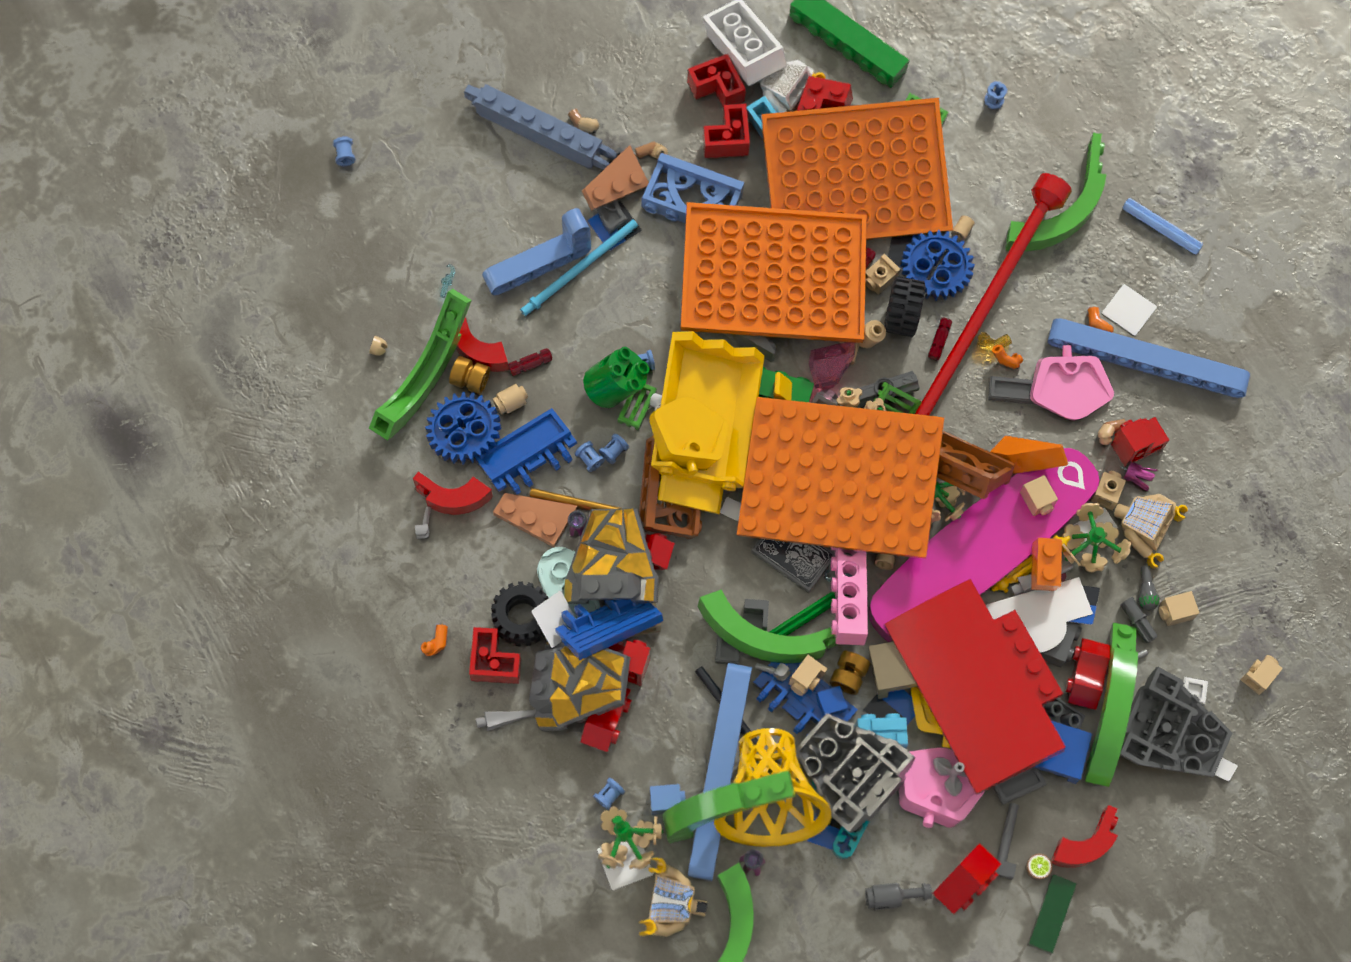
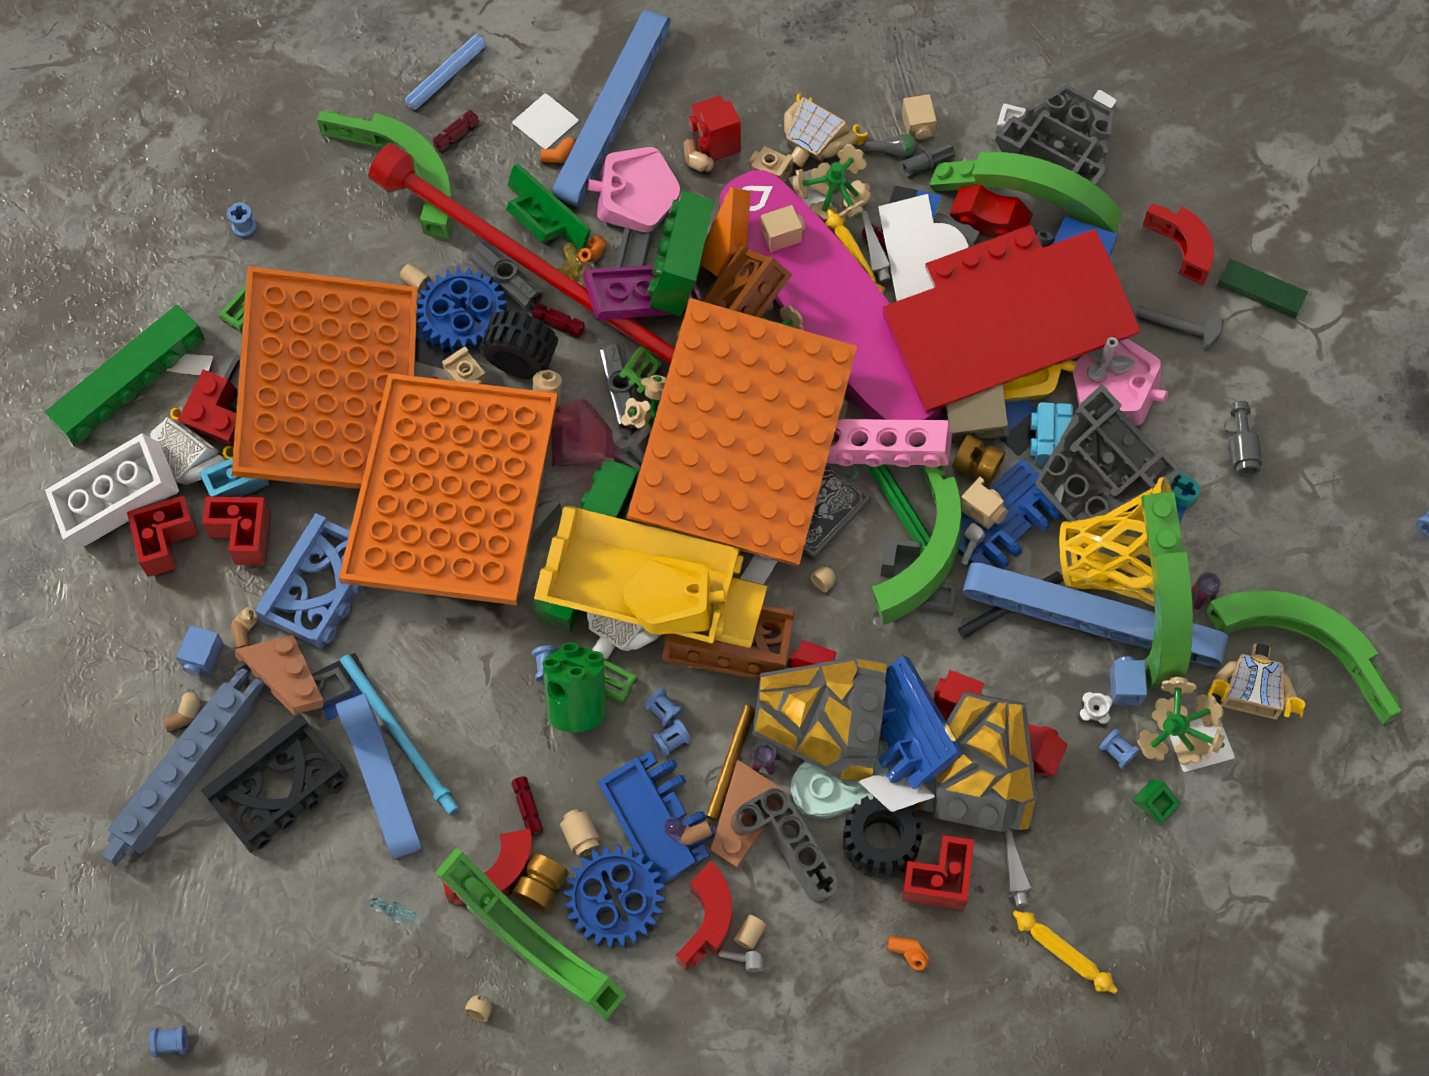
camera: 80 degrees left, 5 degrees down
(442, 757) = (1064, 951): none -> yellow wheel
(443, 526) = (750, 932): none -> tan hinge
(506, 546) = (789, 847): none -> dark grey beam
(510, 469) = (684, 834): none -> arm
(553, 180) = (284, 741): none -> black fence
(569, 826) = (1157, 800): none -> green slope
(629, 124) = (199, 651): none -> medium blue brick
(640, 770) = (1096, 699): none -> white plate
(733, 559) = (823, 578): none -> tan hinge
(782, 387) = (612, 494): yellow slope -> none
(831, 701) = (1013, 483): blue tile -> none
(867, 83) = (192, 364): none -> white sticker
(964, 302) = (515, 285): none -> dark grey piece
(969, 877) = (1232, 359): red brick -> none
(970, 396) = (623, 292): none -> magenta tile
(1003, 418) = (680, 253): none -> green brick
(1035, 313) = (543, 212): none -> green bracket
(1039, 866) = (1209, 294): tile -> none
(1046, 564) = (866, 231): orange brick -> none
(1106, 241) = (455, 130): none -> dark red axle
(1136, 470) = (750, 141): flat silver piece -> none
(1262, 674) = (999, 49): tan brick -> none

